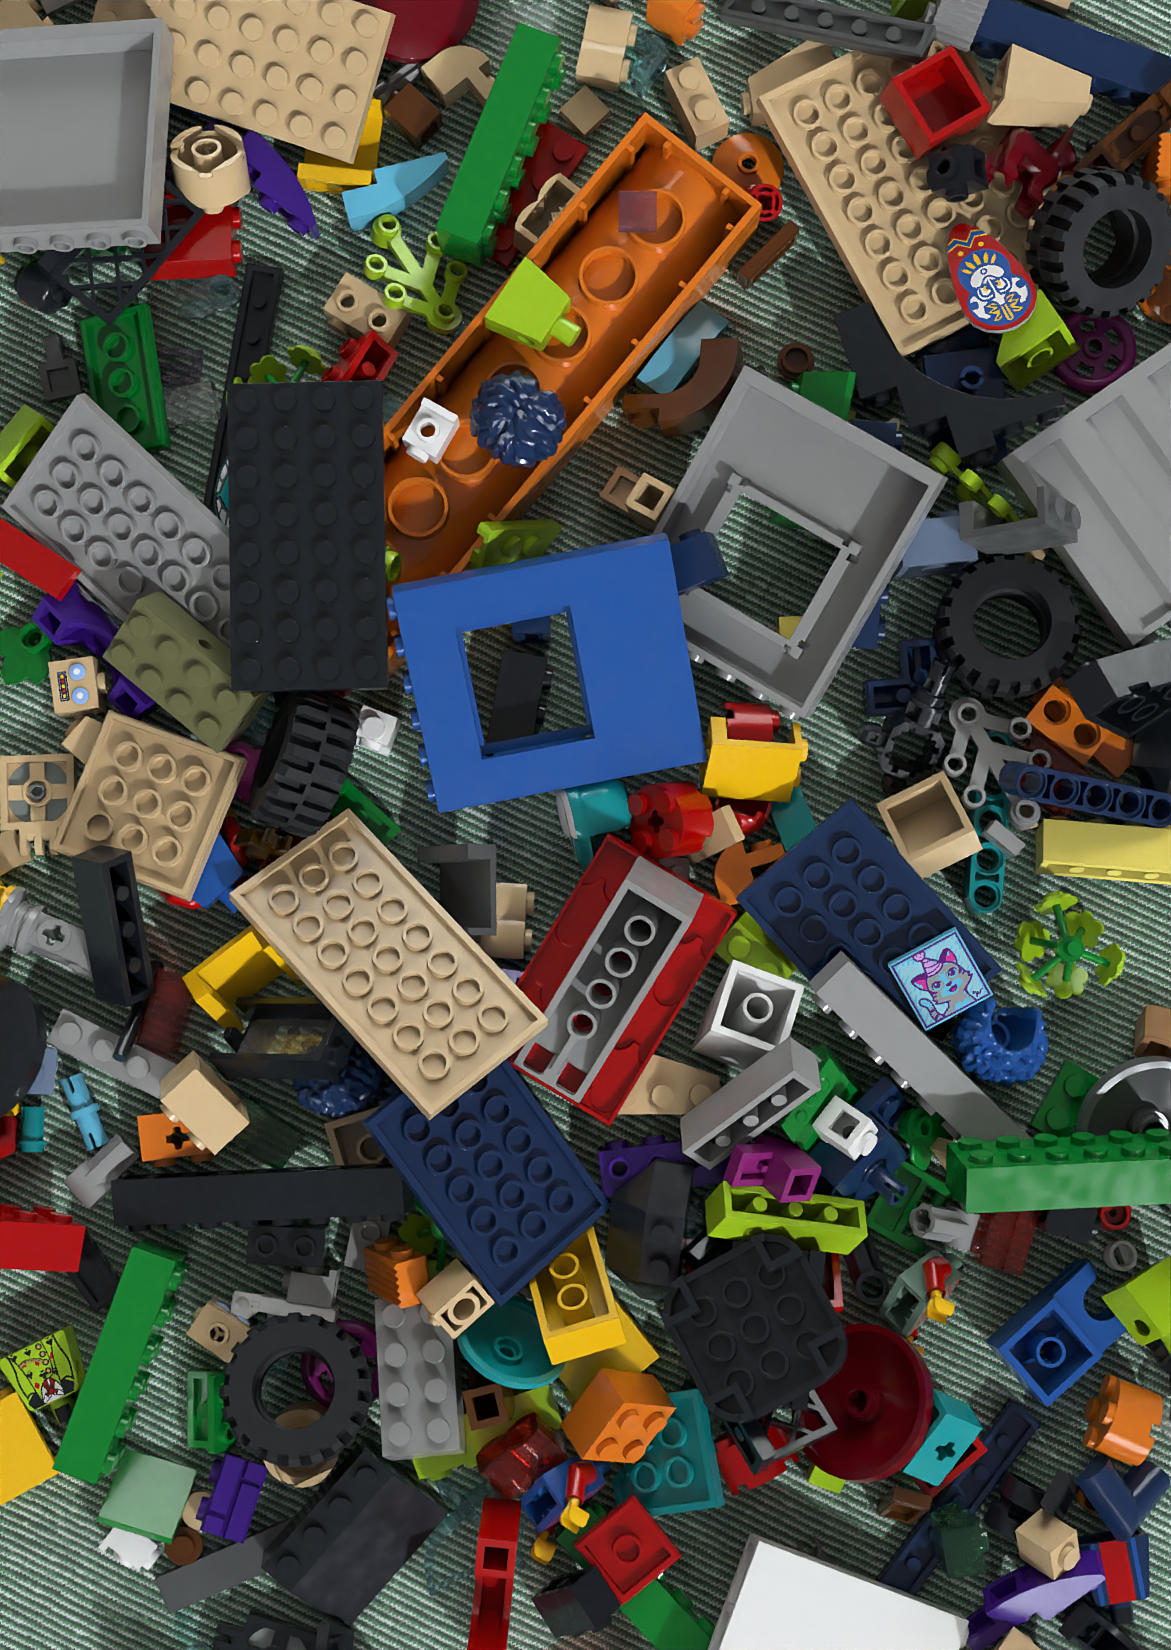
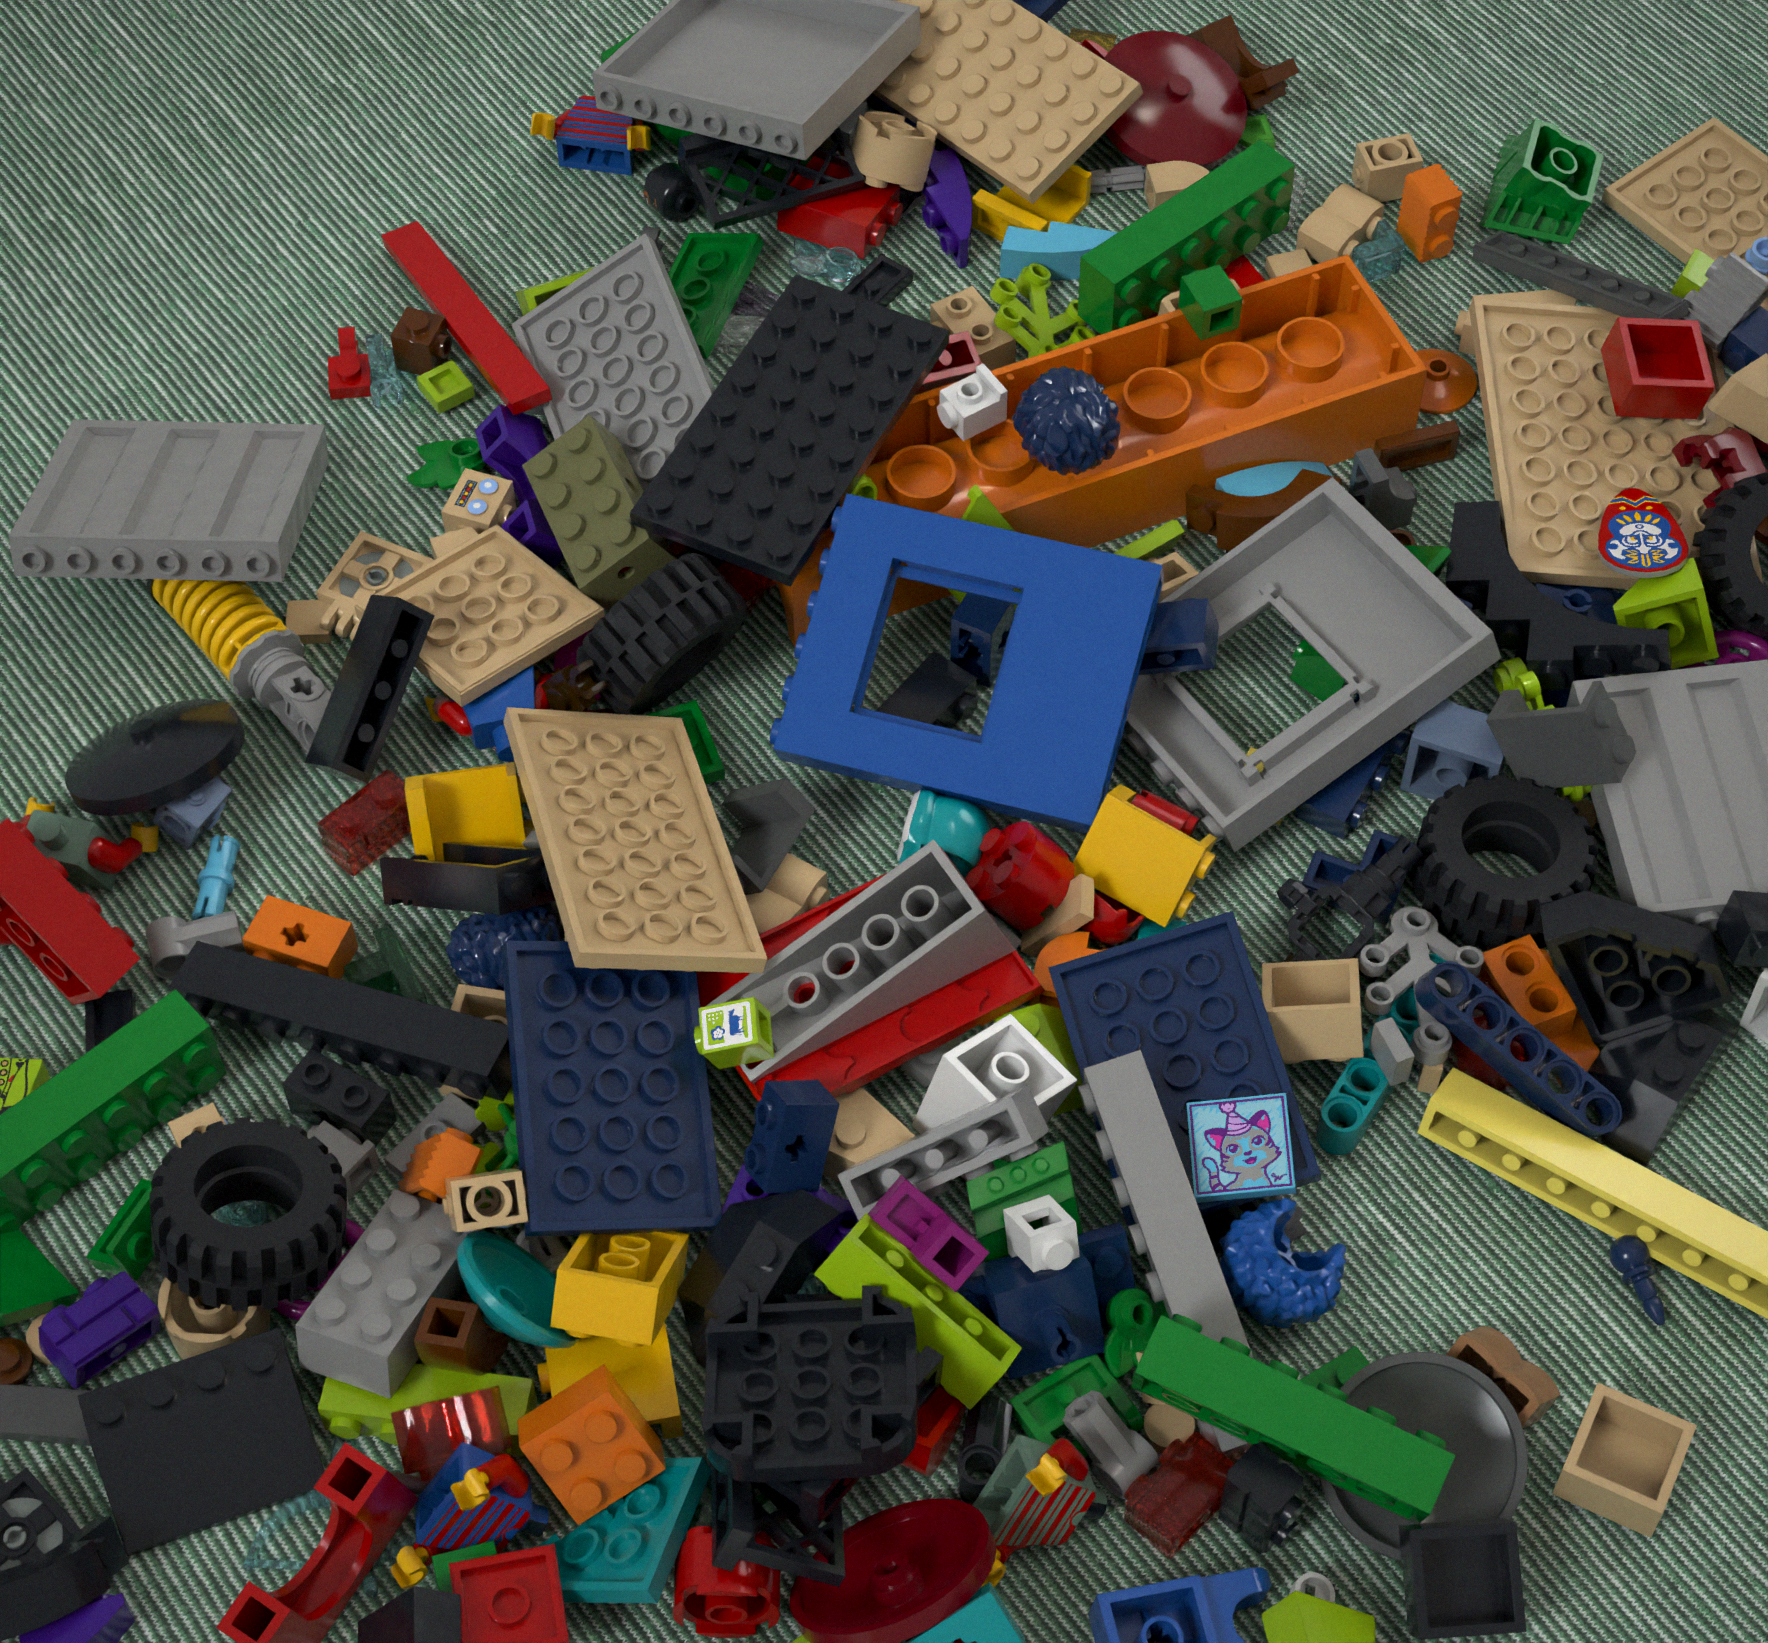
camera: 30 degrees right, 30 degrees down
(32, 1129) = (144, 879): teal pin -> none
(95, 1045) = (294, 843): light grey brick -> none
(134, 1022) = (318, 806): black bar -> none
(202, 1103) = (345, 875): tan piece -> none
(377, 730) = (755, 672): white brick -> none
(412, 115) = (1115, 202): reddish brown brick -> none
(532, 309) = (1135, 348): lime torso -> none
(554, 1083) = (734, 1033): none -> lime brick
(564, 229) = (1210, 302): none -> green brick
(609, 461) = (1154, 543): none -> lime tile
(631, 1132) = (791, 1136): none -> dark blue brick
(637, 211) = (1293, 322): tile -> none
(696, 104) = (1410, 297): tan brick -> none
(764, 321) = (1382, 490): none -> dark grey arch
(773, 197) = (1434, 409): red wheel -> none
(957, 172) = (1653, 434): black brick -> none
(1076, 933) = (1414, 1200): lime plant -> none
(1118, 1221) = (1328, 1533): red plate -> none

